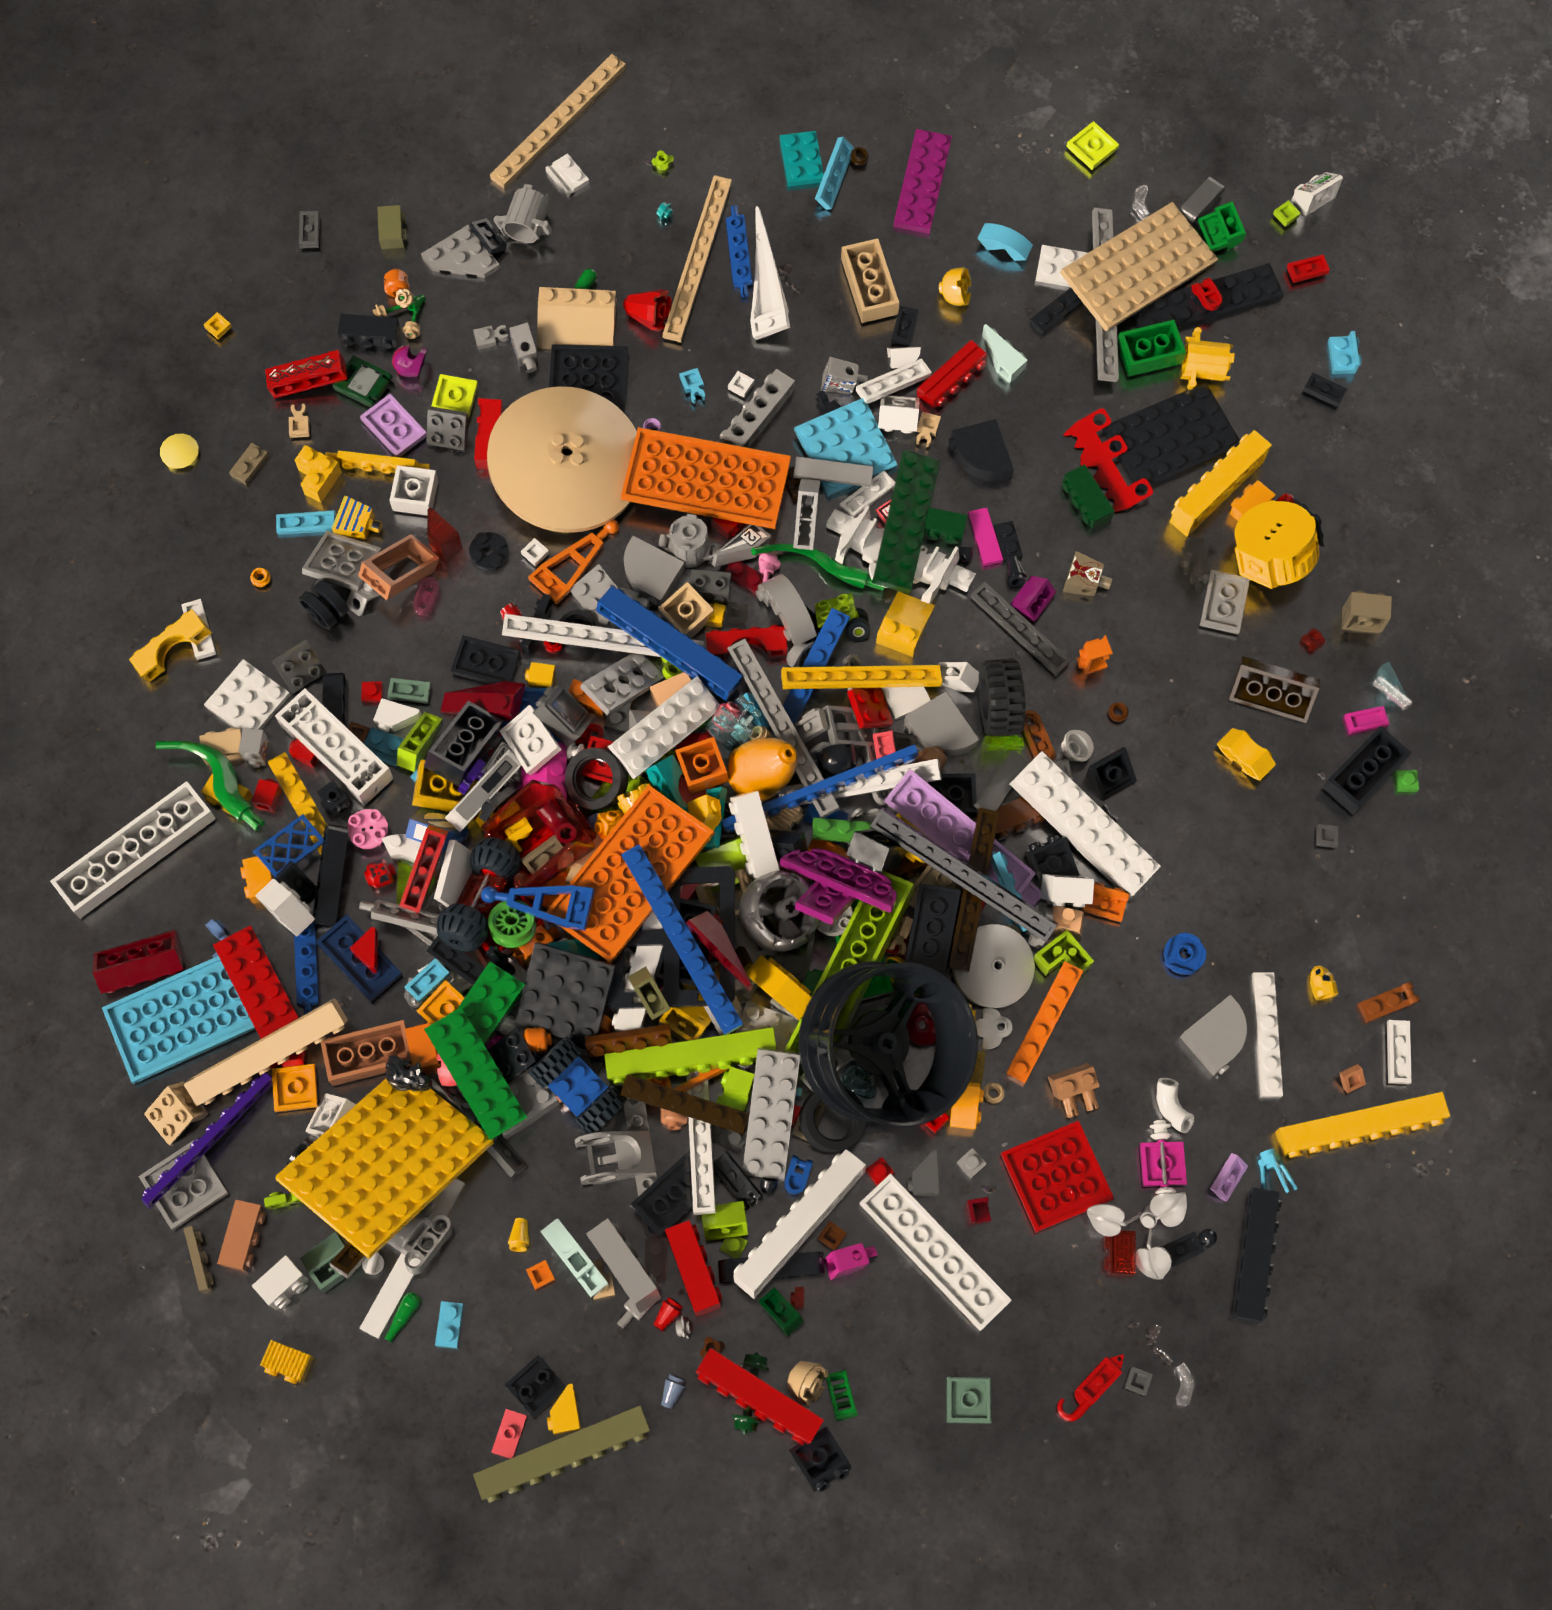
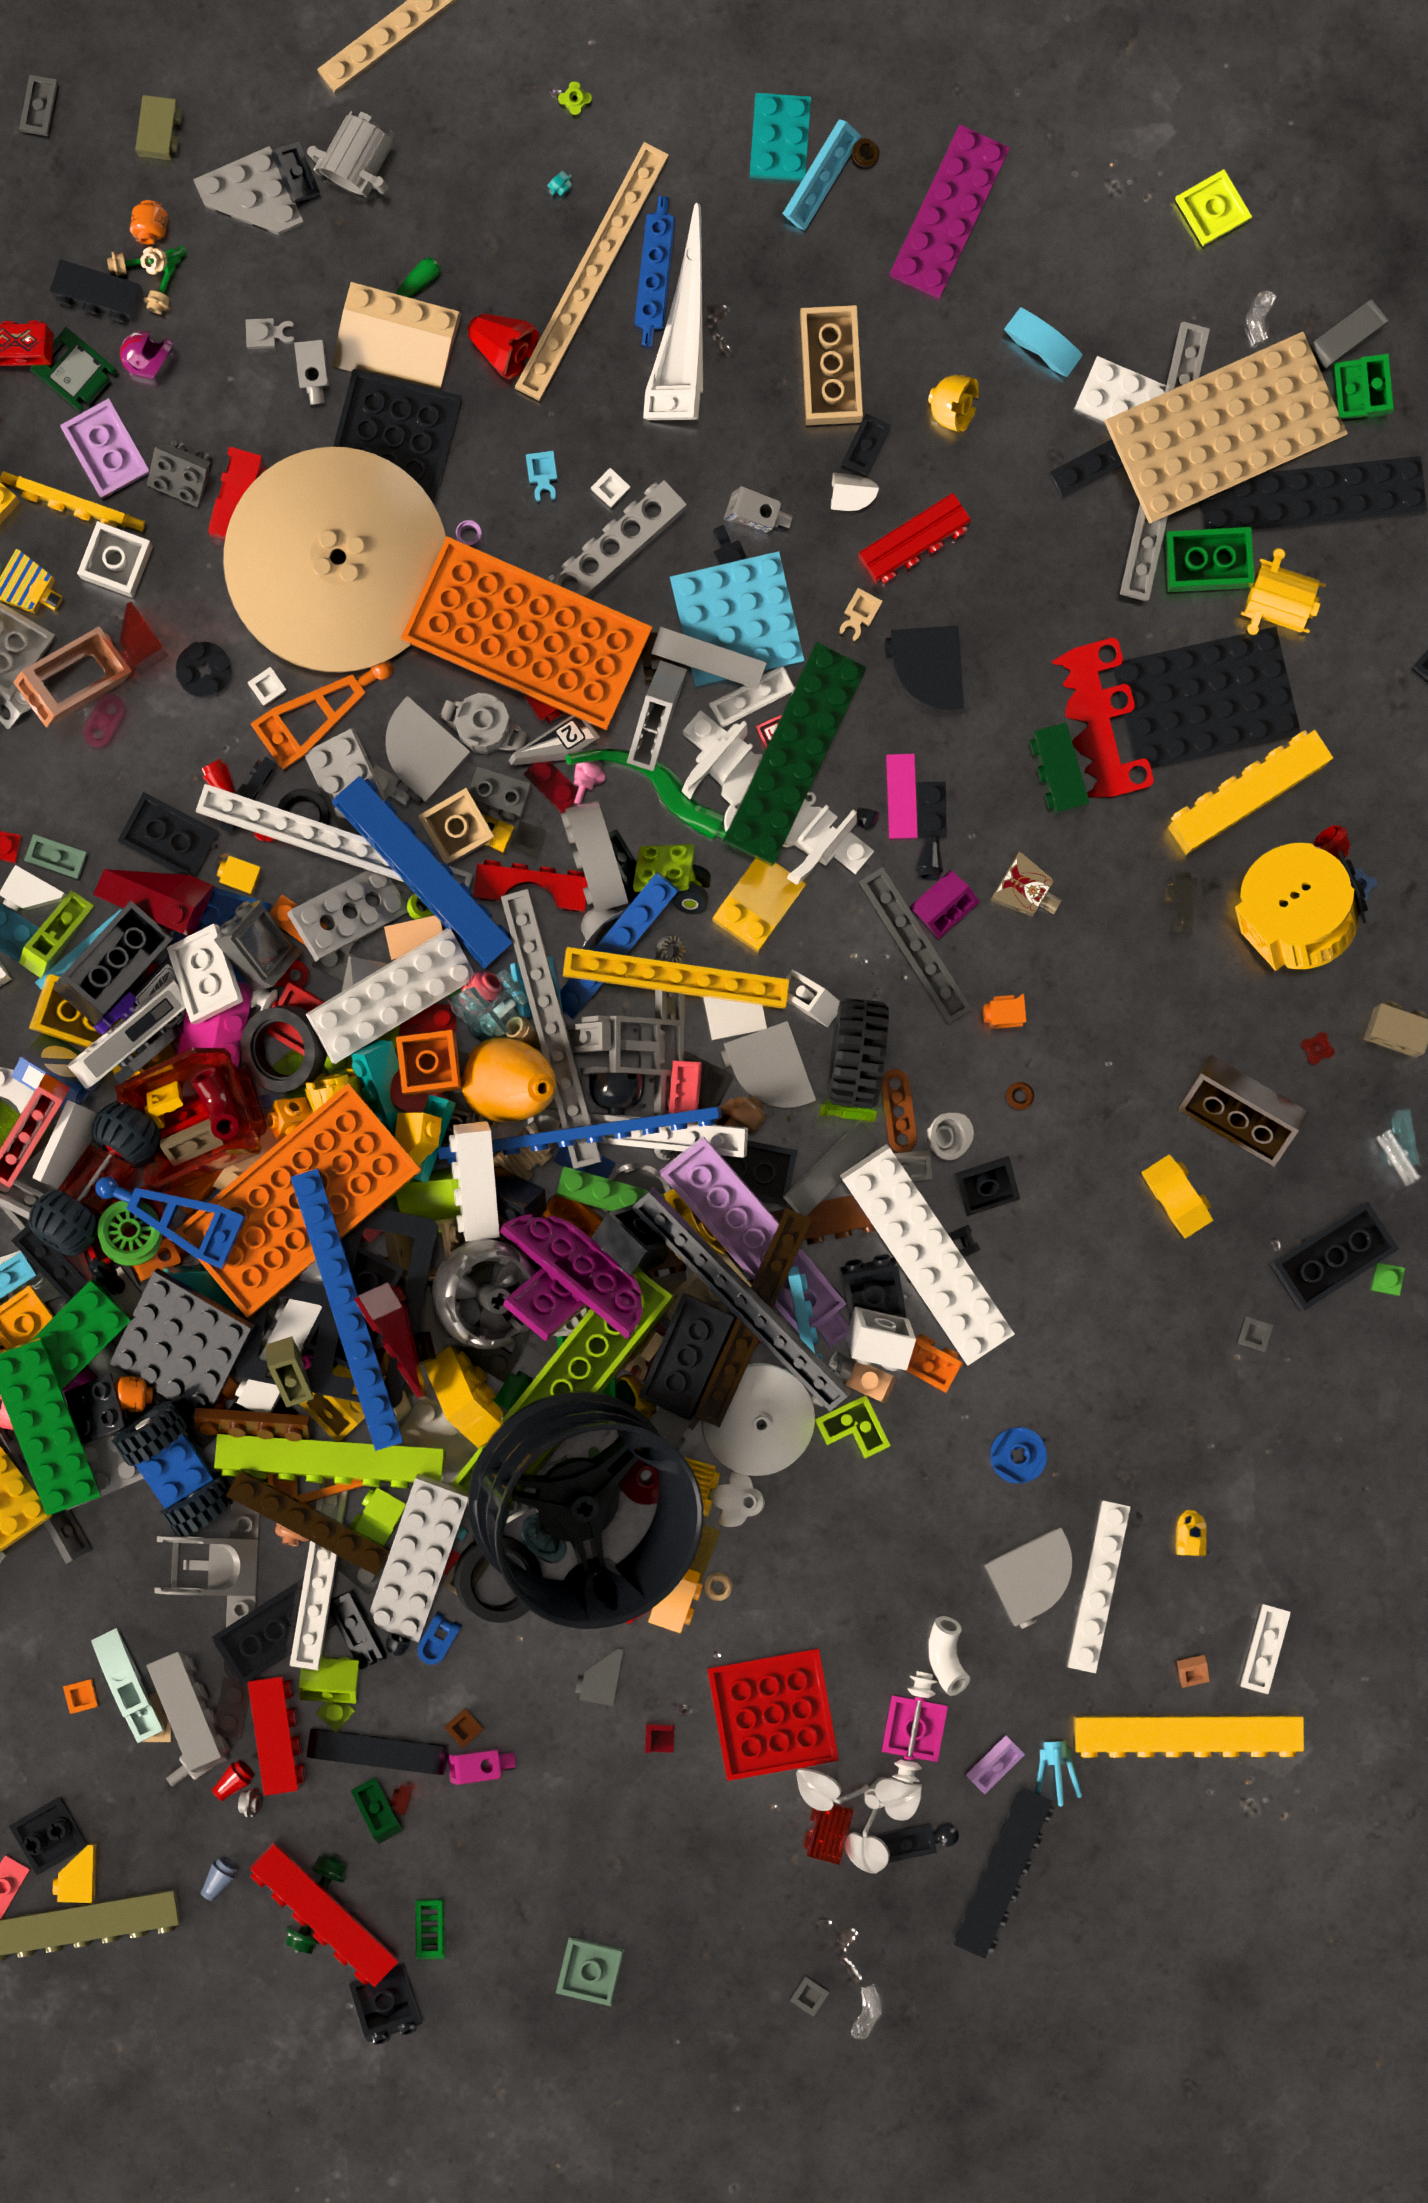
camera: 10 degrees right, 15 degrees up
(455, 393) = (199, 419): neon yellow plate -> none
(519, 1235) = (63, 1640): yellow cone -> none
(567, 175) = (431, 92): white plate -> none
(709, 1343) = (279, 1829): reddish brown plate -> none
(799, 1223) = (424, 1706): white brick -> none
(806, 1382) = (388, 1907): tan cone -> none
(870, 708) = (678, 1021): red plate -> none
(879, 1171) = (545, 1657): red plate -> none
(893, 381) = (828, 532): white plate -> none
(898, 413) = (824, 581): white slope -> none
(935, 1252) = (591, 1777): white plate -> none
(945, 526) = (848, 771): dark green brick -> none
(971, 1163) = (666, 1672): light grey plate -> none
(1006, 359) = (997, 529): light aqua slope -> none
(1044, 1022) = (806, 1510): orange plate -> none
(1074, 1081) = (825, 1598): medium nougat brick -> none
(1093, 1387) = (750, 1990): red plate -> none
(1212, 298) = (1315, 502): red plate -> none
(1224, 602) = (1209, 967): light grey plate -> none
(1253, 495) = (1292, 826): light orange brick -> none
(1366, 719) = (1358, 1180): dark pink tile -> none
(1388, 1002) = (1271, 1579): dark orange plate -> none

